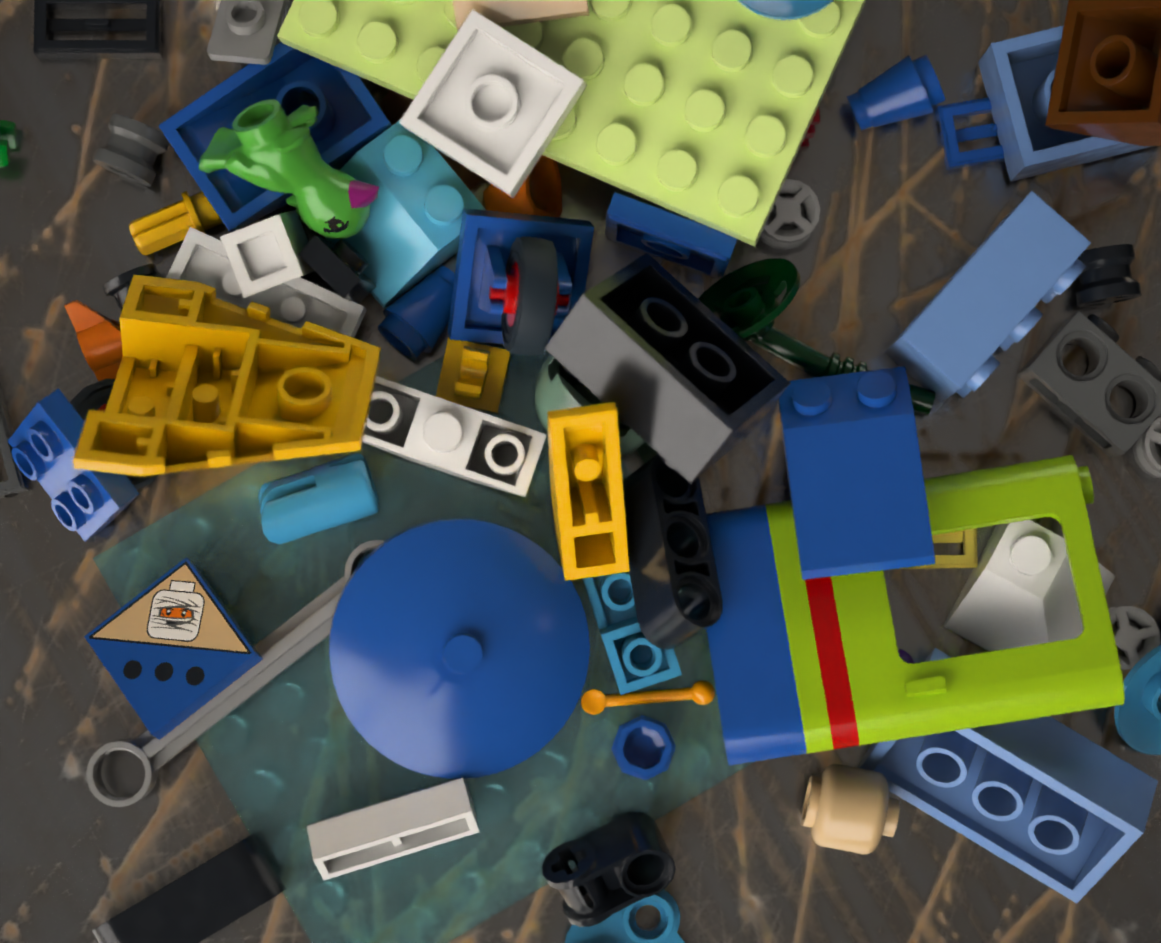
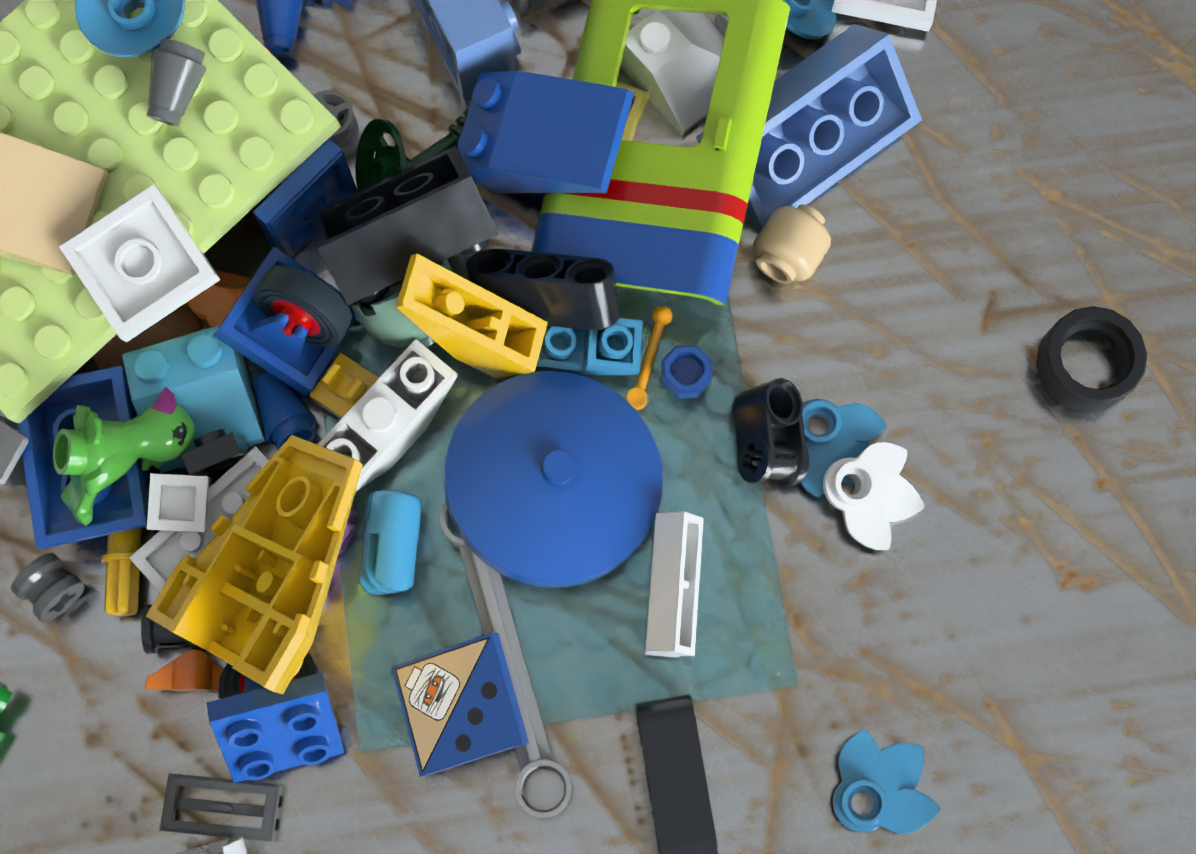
camera: 65 degrees left, 10 degrees down
(717, 43) = (173, 80): none -> cone

